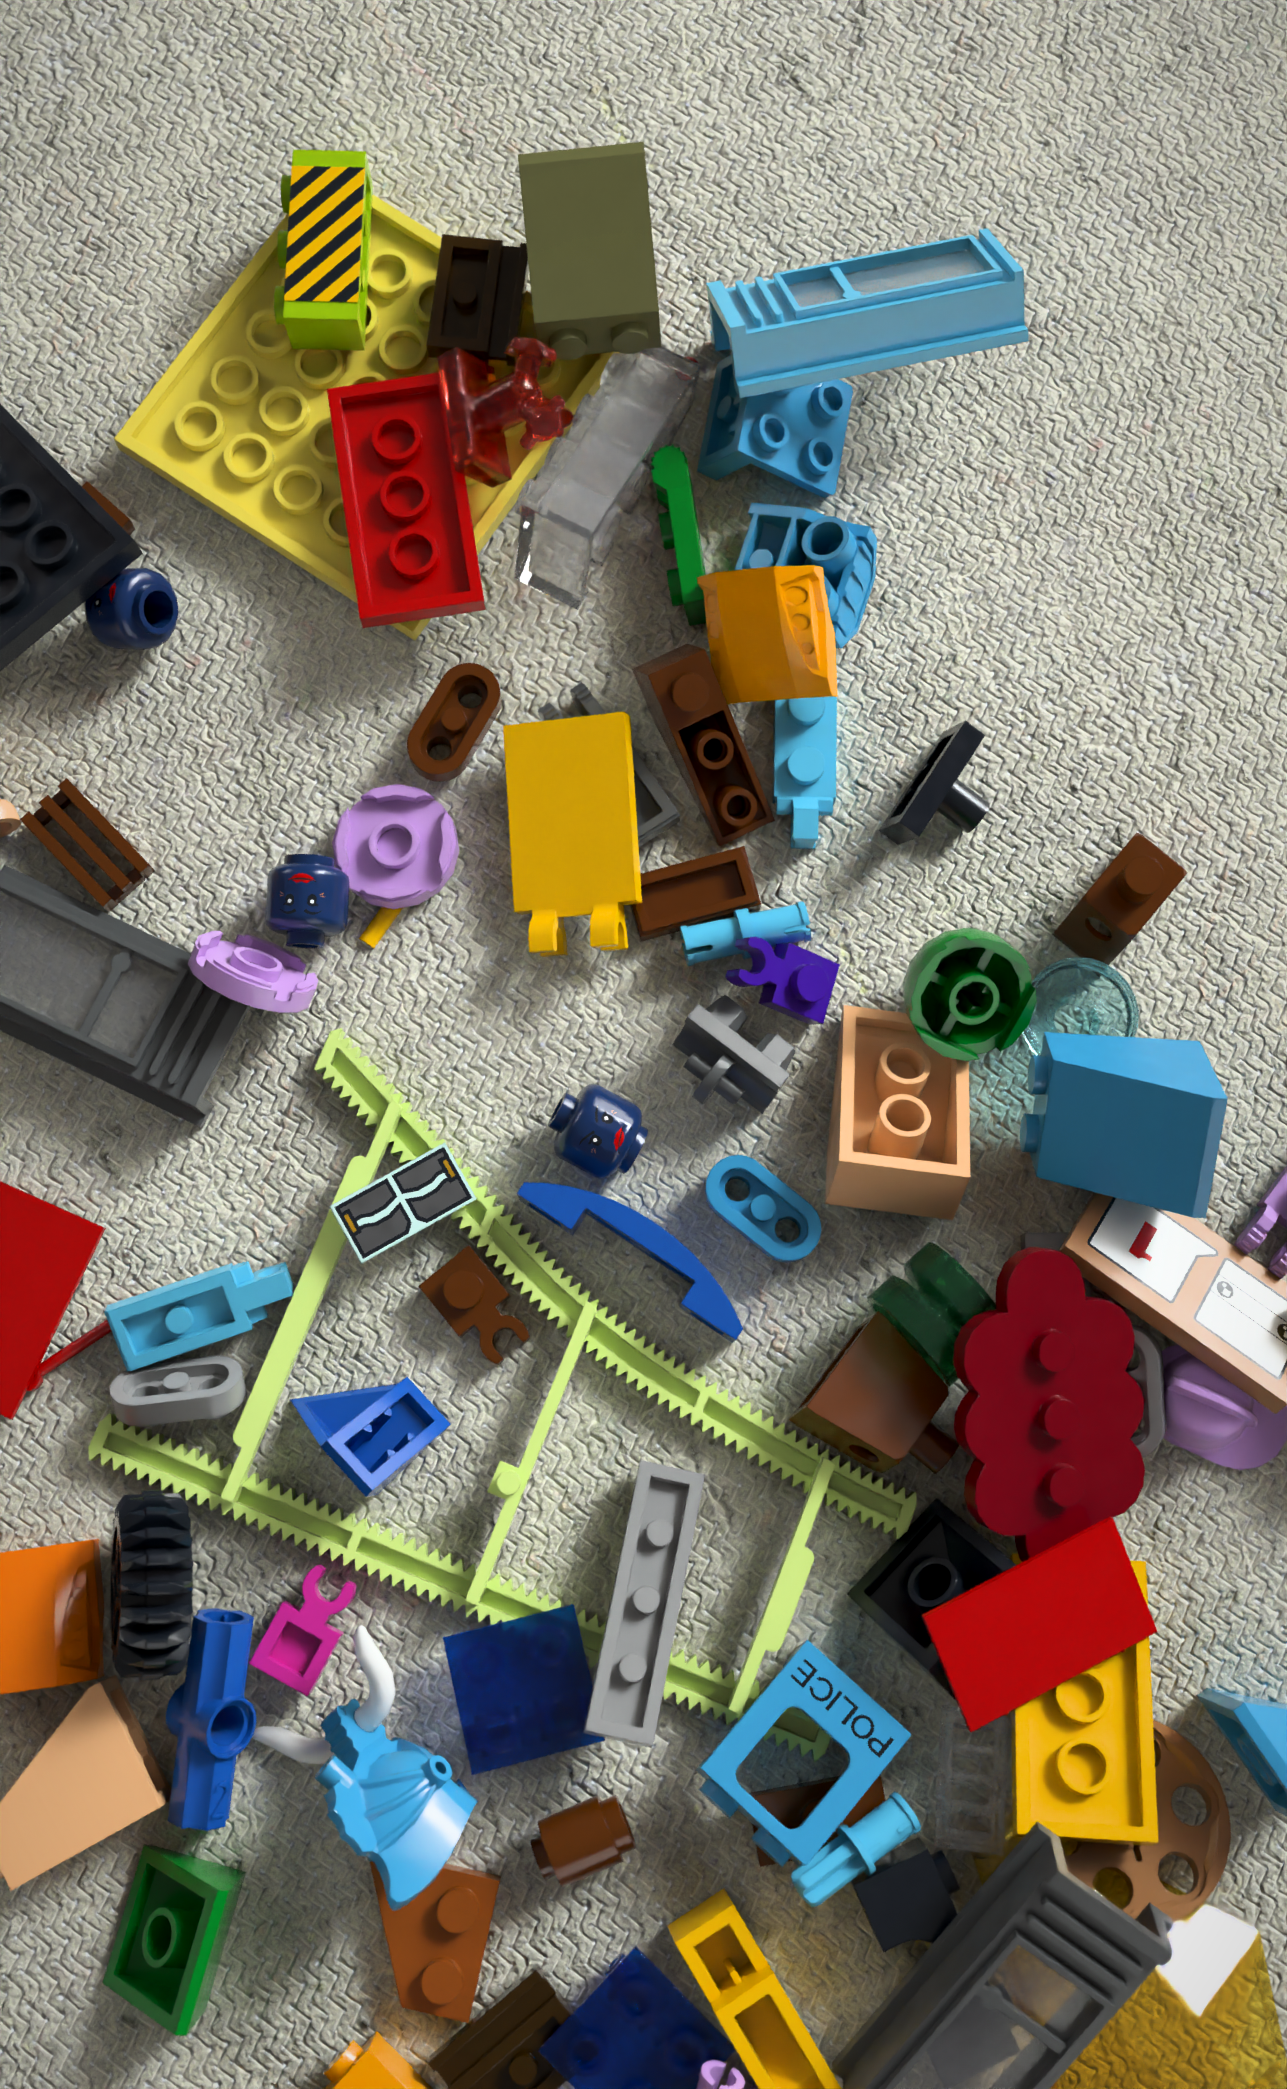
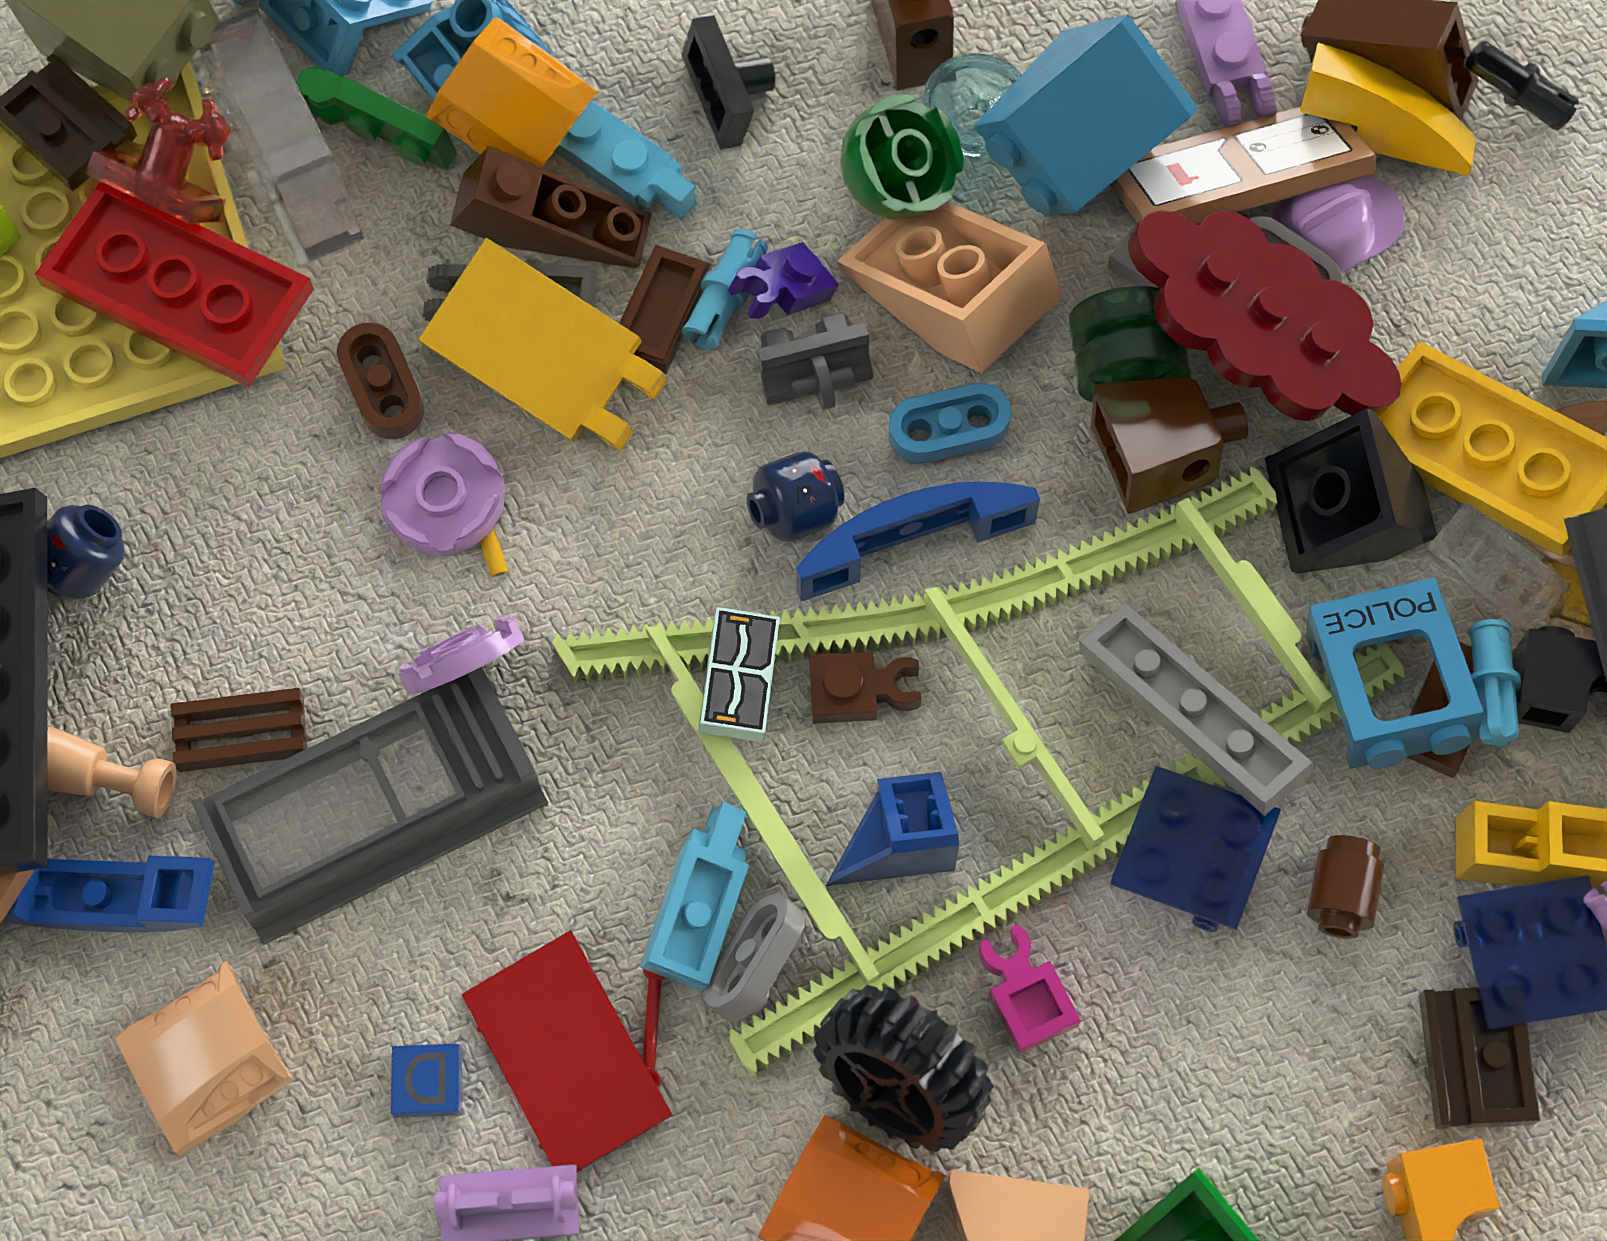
camera: 50 degrees left, 10 degrees down
(210, 1719) = (1050, 1112): blue piece -> none
(307, 900) = (433, 582): dark blue head -> none
(382, 1793) = (1216, 992): dark azure helmet -> none
(440, 1940) = (1338, 1056): dark orange wing -> none
(1039, 1623) = (1416, 428): red window -> none

